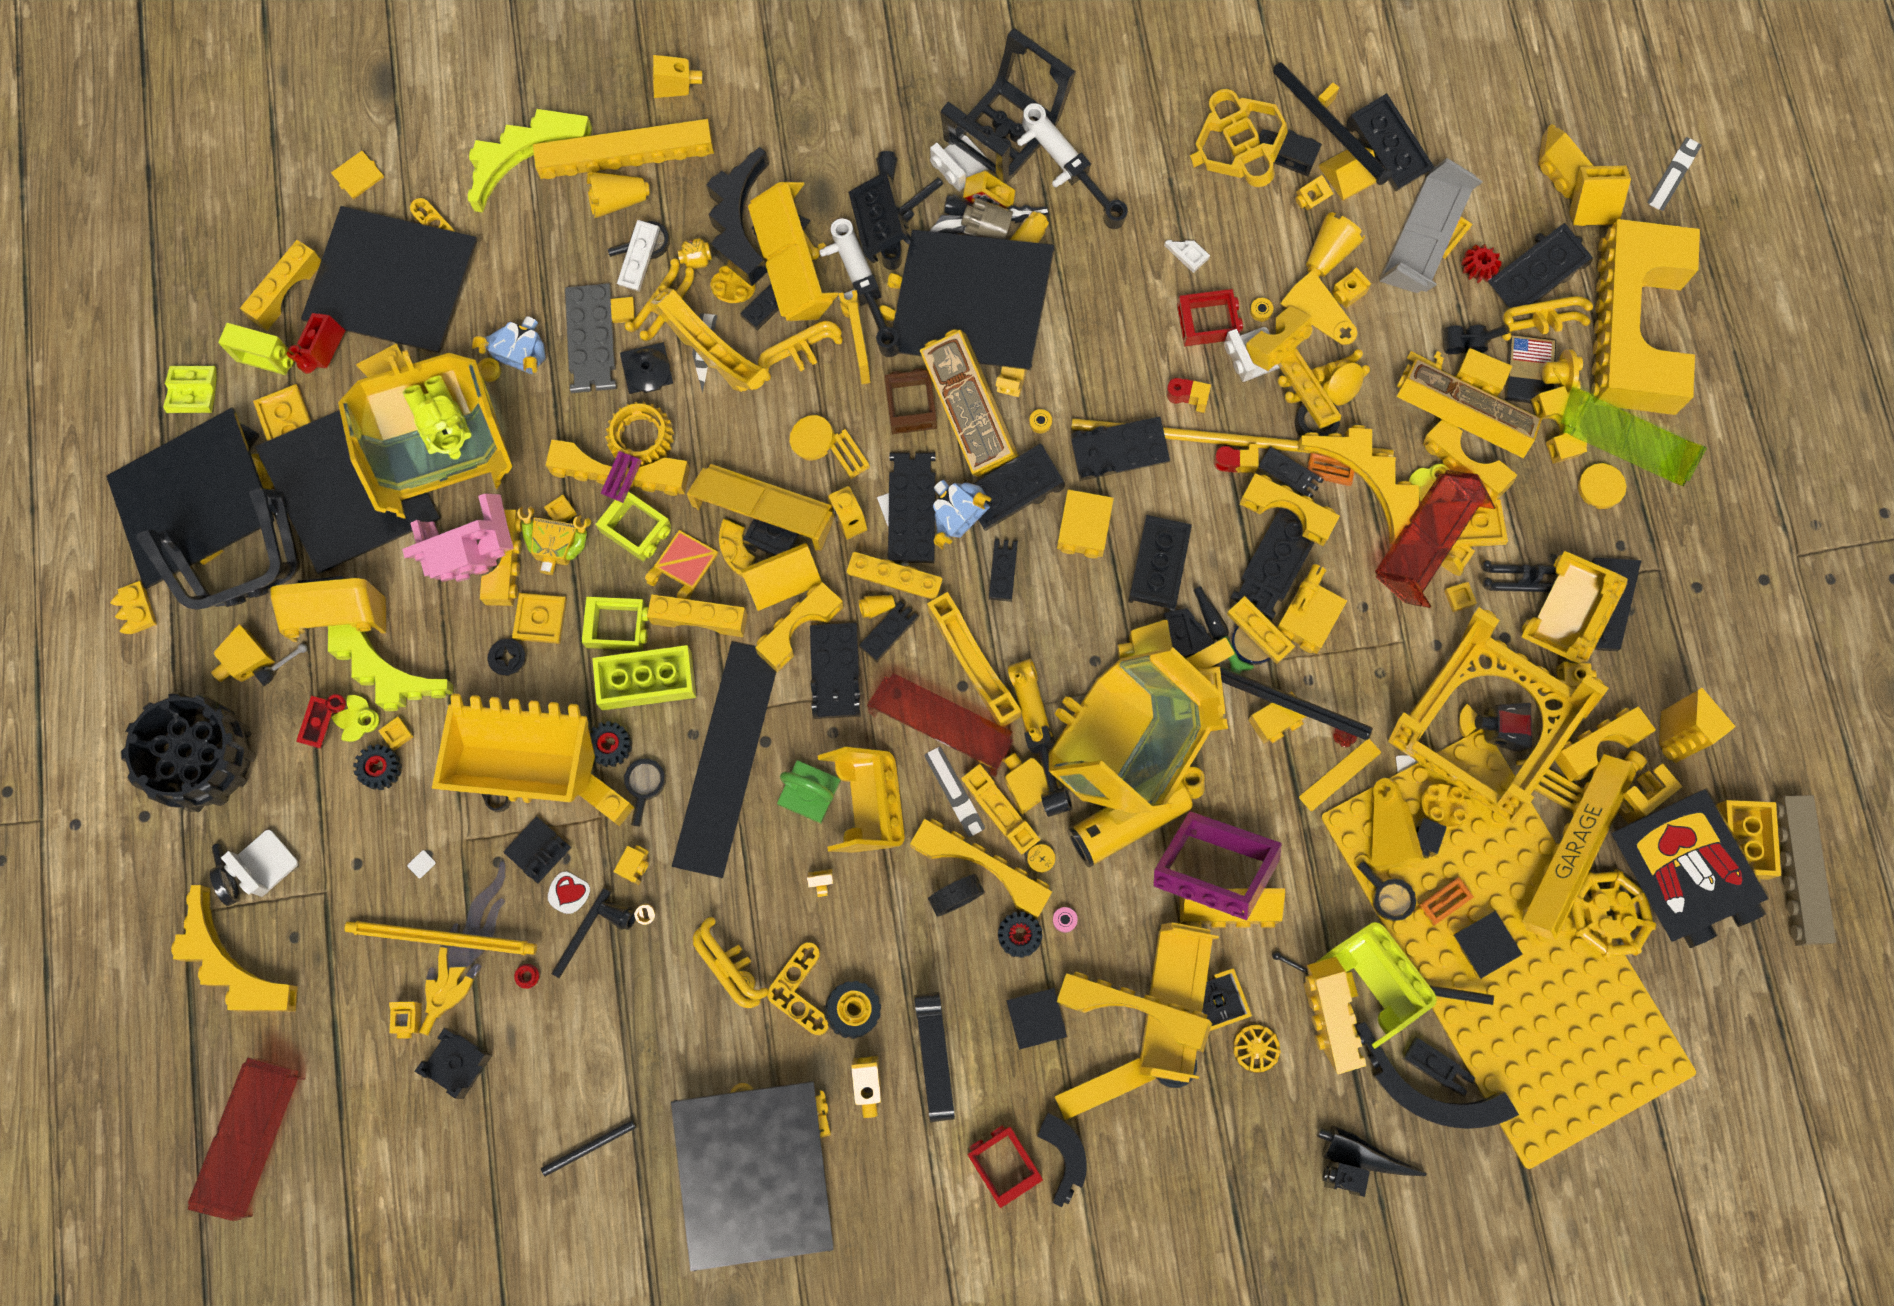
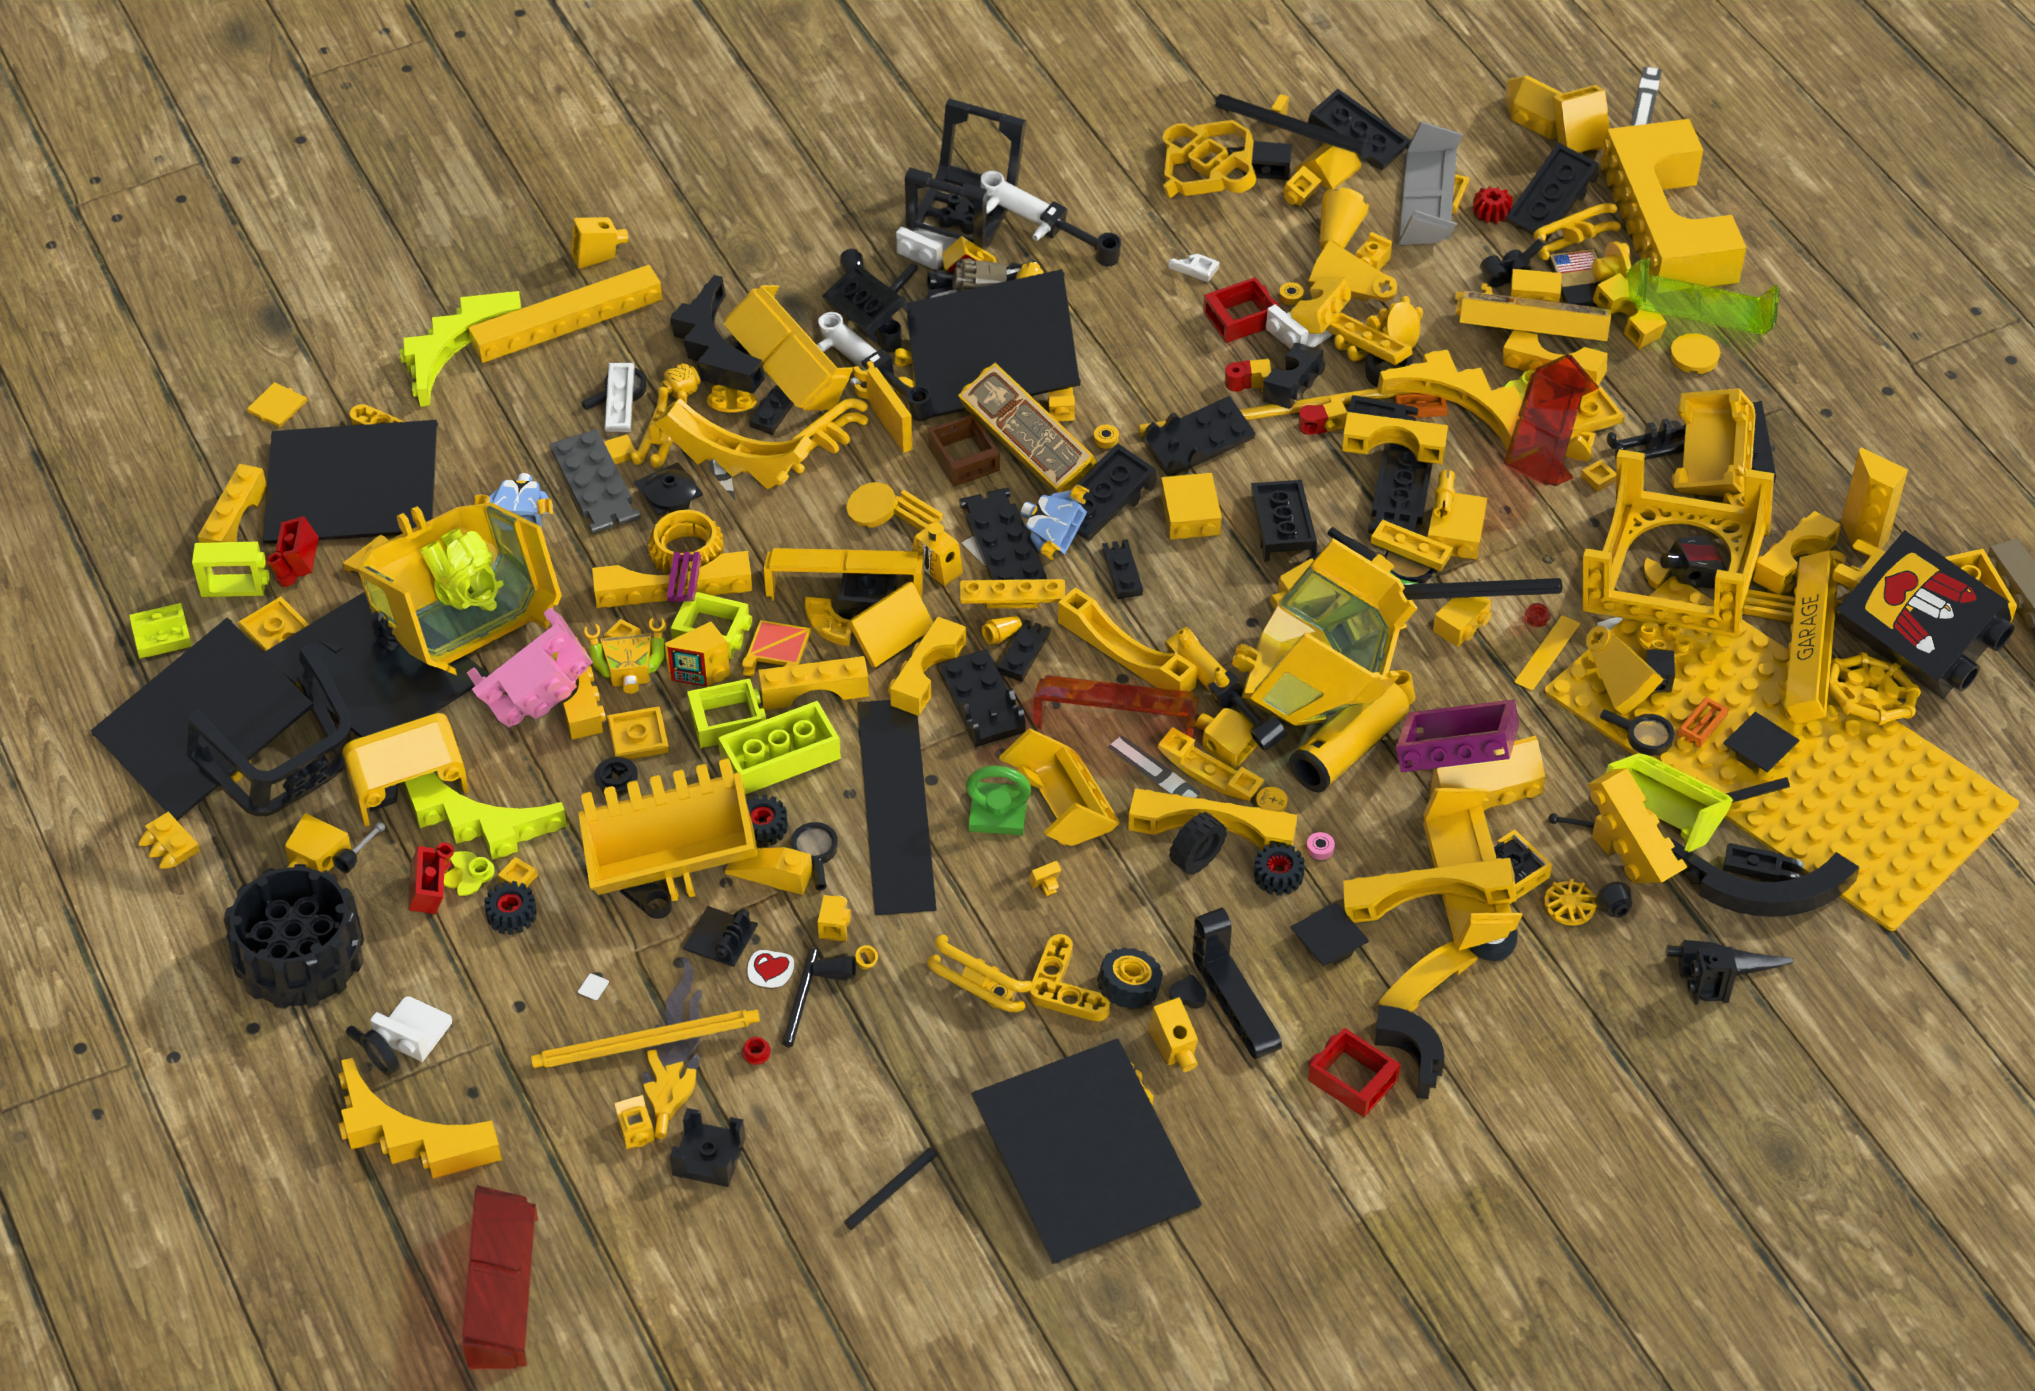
camera: 20 degrees left, 25 degrees down
(609, 561) = (698, 657): none -> yellow slope
(614, 192) = (570, 349): yellow cone -> none
(899, 1034) = (1189, 991): none -> black tile
(1215, 421) = (1287, 386): none -> black arch
(1294, 1065) = (1614, 899): none -> black cone

